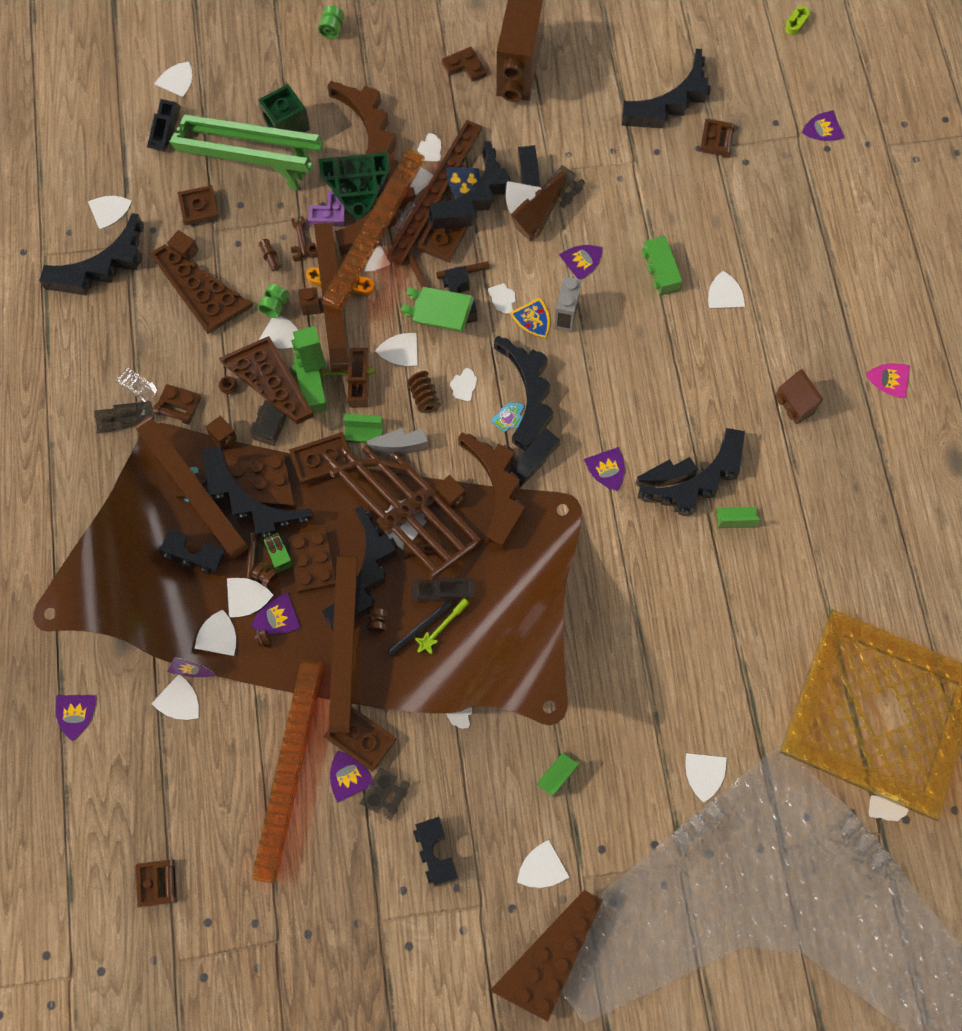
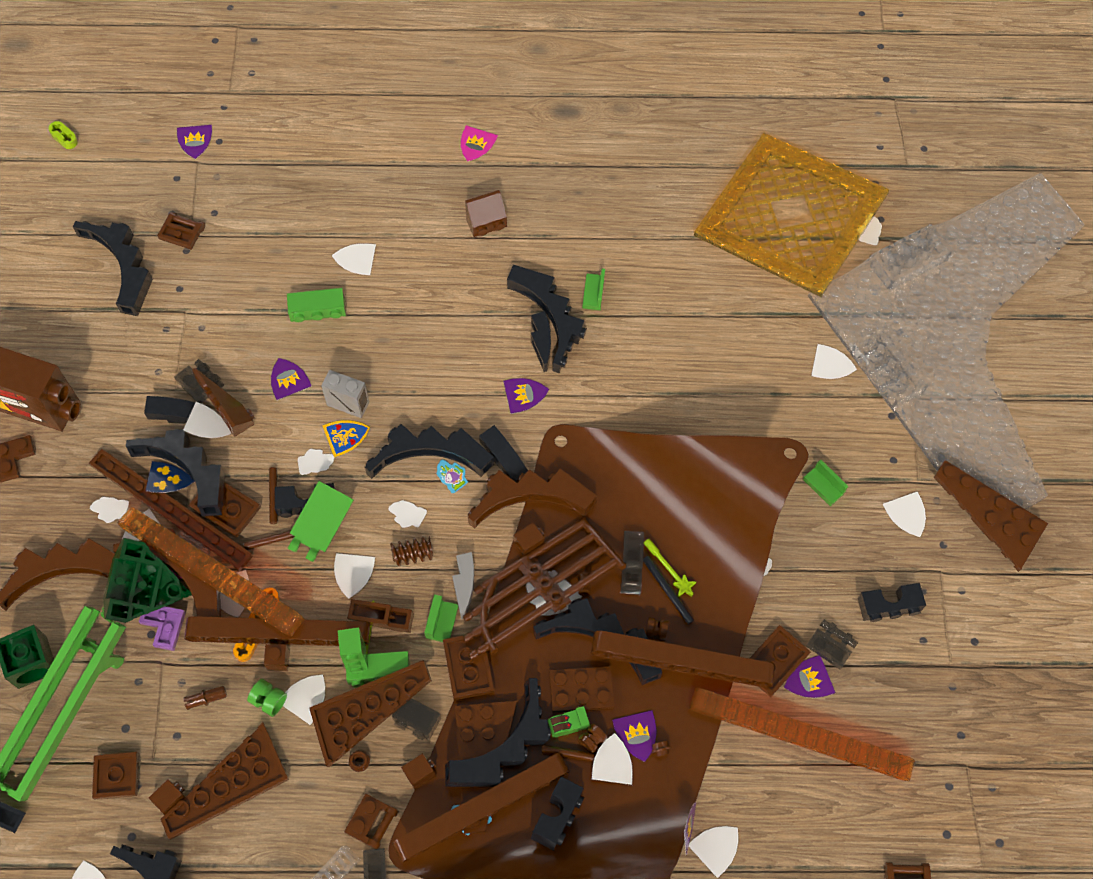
camera: 85 degrees left, 5 degrees down
(217, 635) = (651, 796): white sticker -> none
(304, 250) = (205, 661): reddish brown bar -> none

